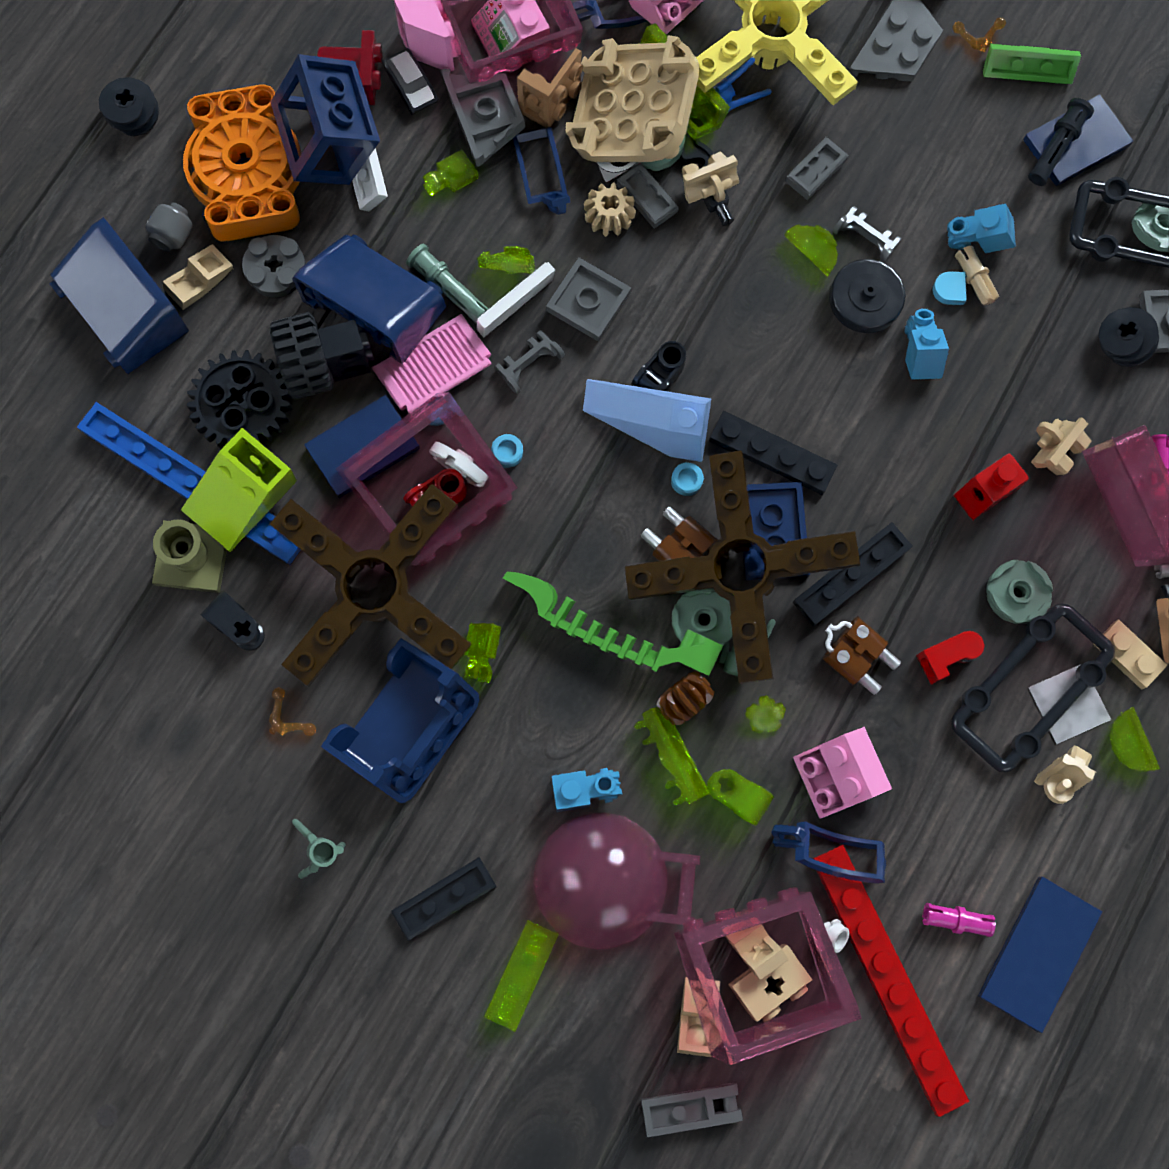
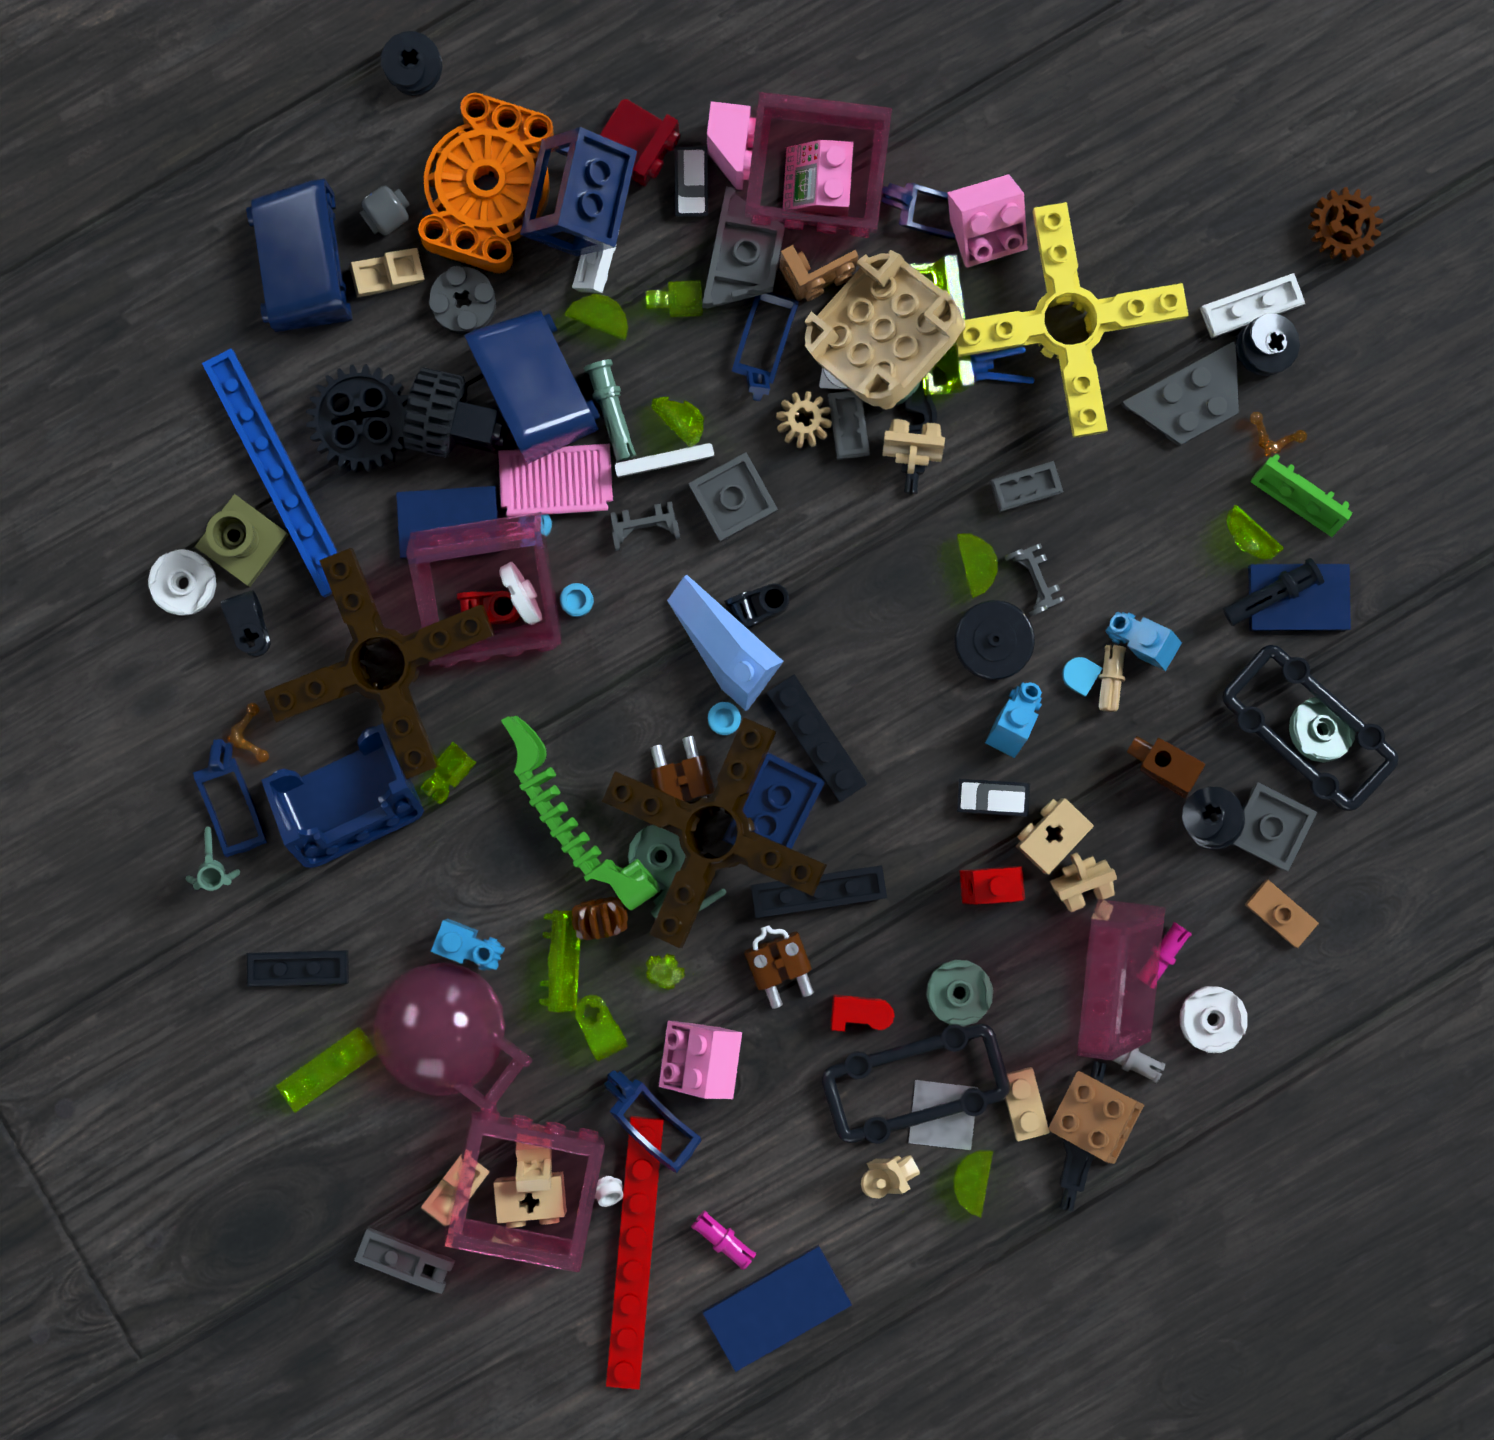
camera: 30 degrees right, 10 degrees up
(145, 607) = (165, 579): none -> white plate
(238, 490) = (311, 509): lime slope -> none
(274, 762) = (217, 769): none -> dark blue sword
(395, 216) = (600, 313): none -> clear neon green plate
(945, 418) = (993, 797): none -> slope
(1011, 113) = (1251, 536): none -> clear neon green plate
(1013, 420) = (1050, 853): none -> tan brick
(1069, 314) = (1178, 775): none -> reddish brown torso

